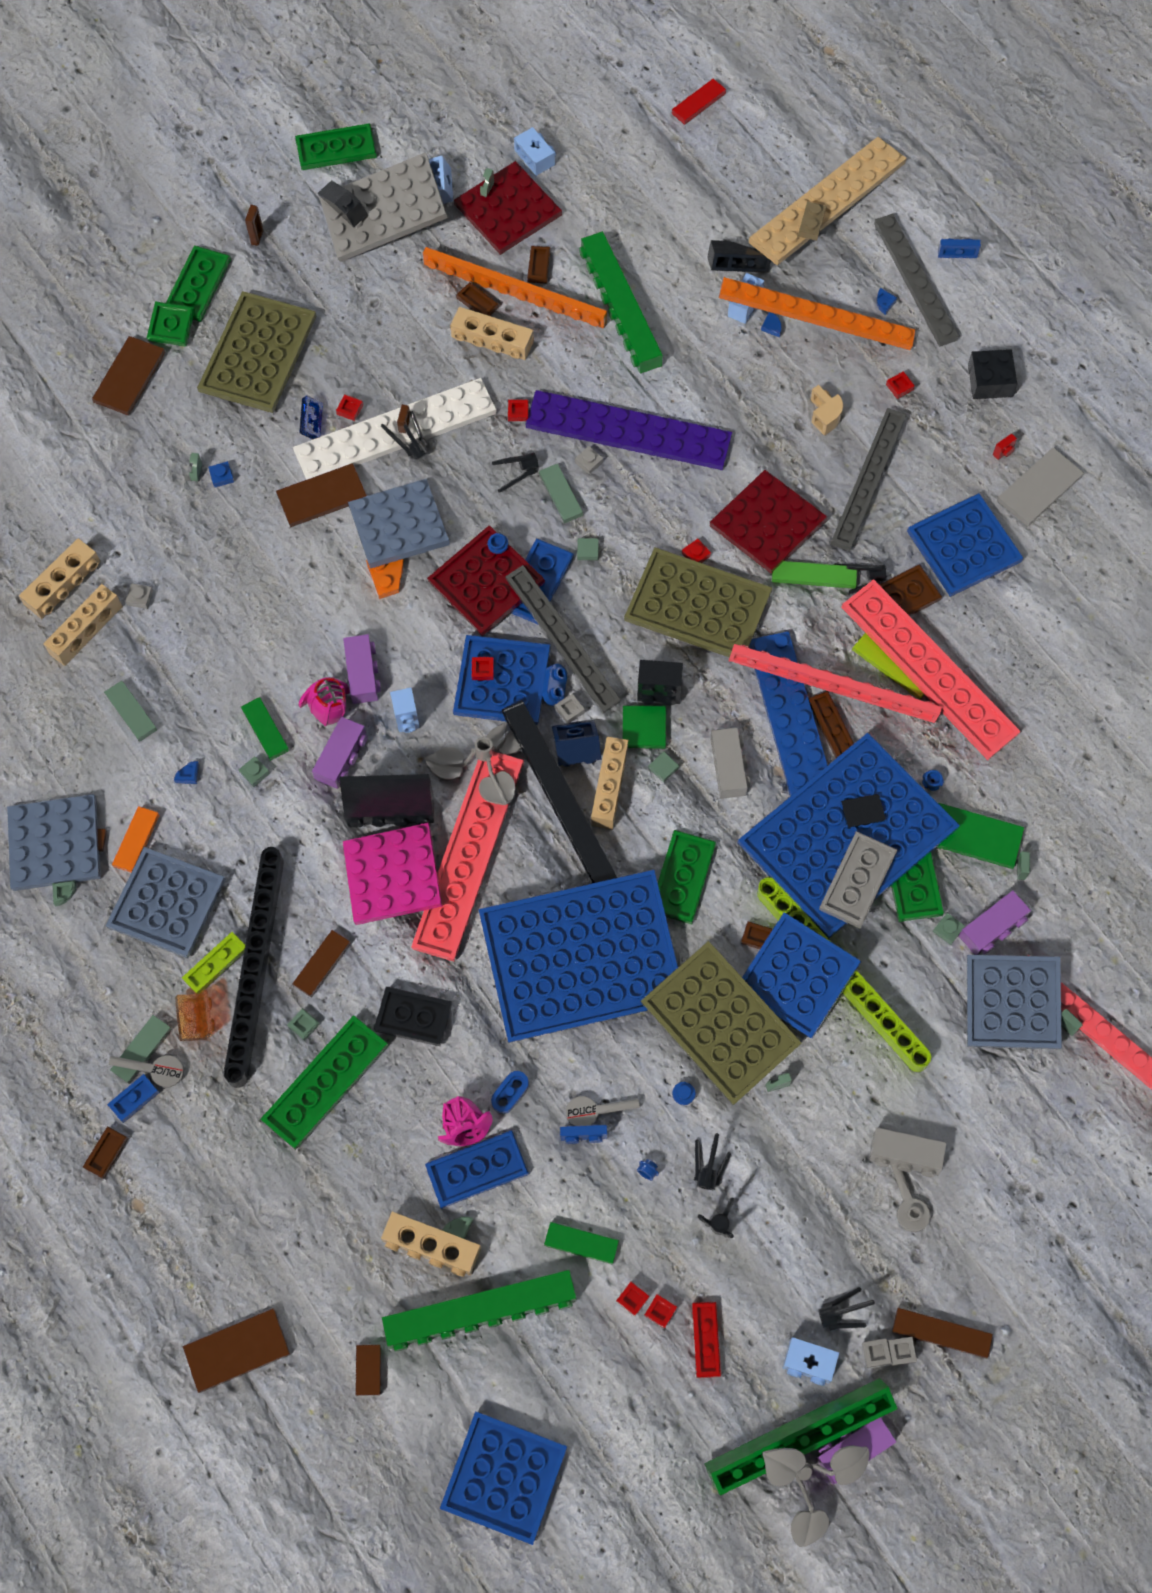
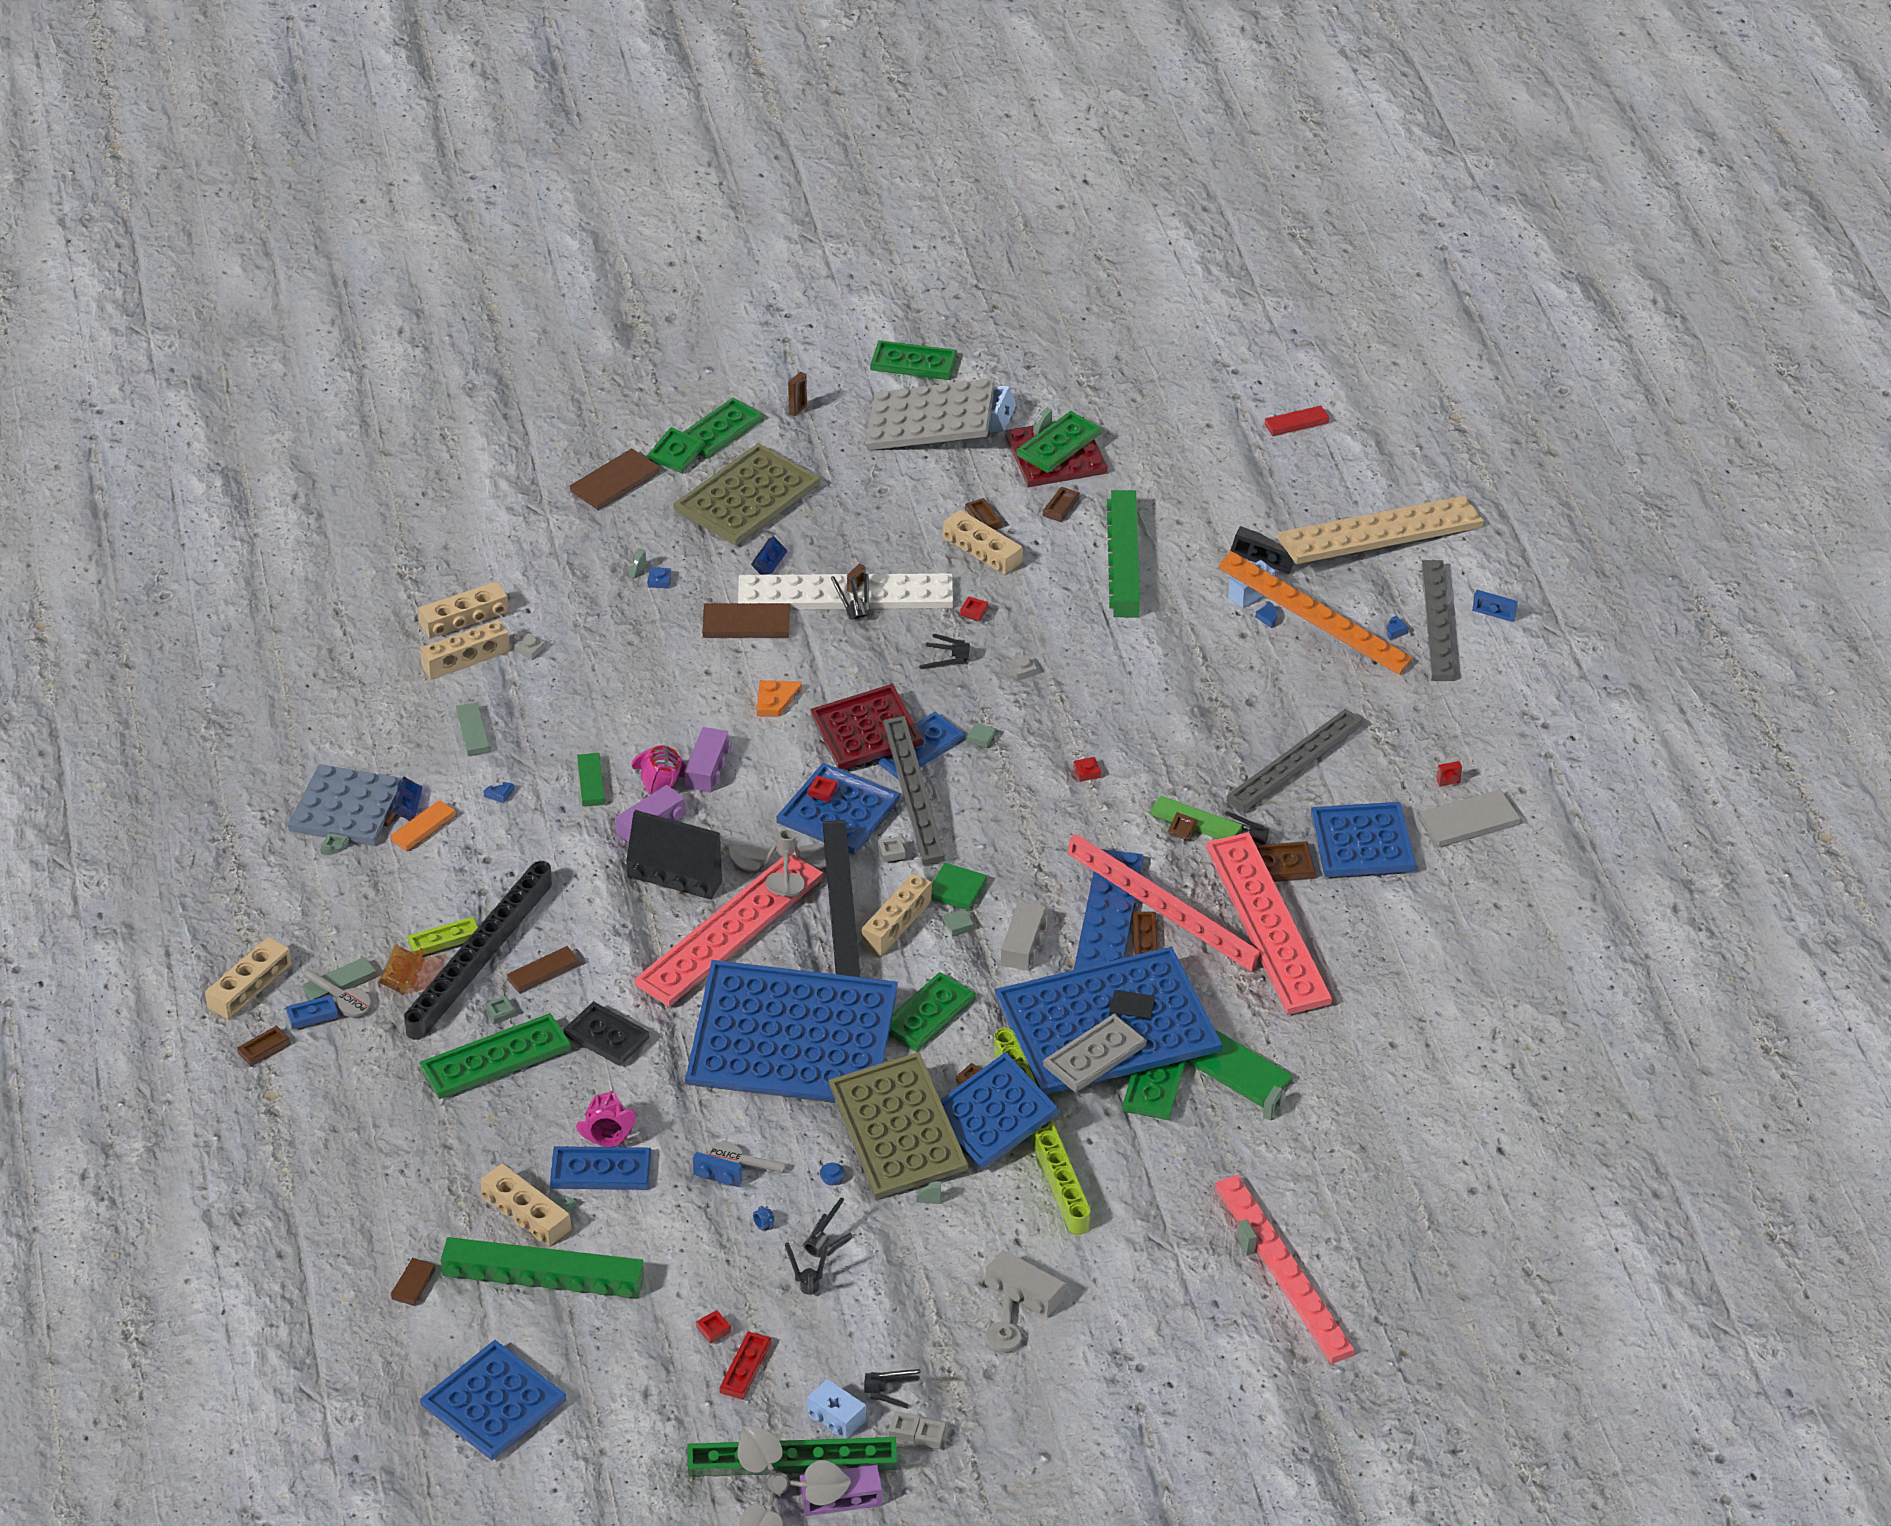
camera: 20 degrees right, 25 degrees down
(59, 1095) = (248, 978): none -> tan brick
(108, 817) = (407, 798): none -> clear blue plate
(165, 902) = (424, 878): sand blue plate -> none
(236, 1350) = (300, 1227): reddish brown tile -> none
(254, 771) = (562, 808): sand green plate -> none
(343, 203) = (893, 400): black slope -> none
(349, 407) = (810, 560): red plate -> none
(392, 874) = (647, 920): dark pink plate -> none
(398, 523) = (806, 660): sand blue plate -> none
(405, 710) = (730, 797): light blue brick -> none
(498, 543) = (891, 696): blue plate -> none
(509, 198) = (1059, 441): none -> green tile
(509, 1092) = (665, 1118): blue plate -> none
(514, 287) = (1026, 513): orange plate -> none
(534, 151) = (1107, 413): light blue brick -> none
(554, 681) = (890, 822): blue plate -> none
(560, 493) = (979, 684): sand green tile -> none
(576, 743) = (880, 876): dark blue slope -> none
(581, 1243) = (668, 1254): green tile -> none
(629, 430) = (1076, 656): dark purple plate -> none
(632, 1299) = (692, 1308): red plate -> none
(659, 682) = (989, 849): black brick -> none
(697, 603) = (1062, 801): olive plate -> none
(768, 521) = (1173, 764): dark red plate -> none
(808, 588) = (1182, 826): none -> reddish brown tile
(812, 221) = (1349, 535): dark tan plate -> none
(829, 410) = (1283, 695): tan brick -> none
(875, 656) = (1220, 900): lime tile -> none
(900, 385) = (1370, 696): red plate -> none
(936, 776) = (1221, 1011): blue plate -> none
(942, 1333) = (980, 1435): reddish brown tile -> none
(948, 928) = (1169, 1131): sand green plate -> none
(992, 374) = (1469, 712): black brick -> none
(995, 924) = (1216, 1138): medium lavender brick -> none
(1014, 1002) = (1198, 1200): sand blue plate -> none

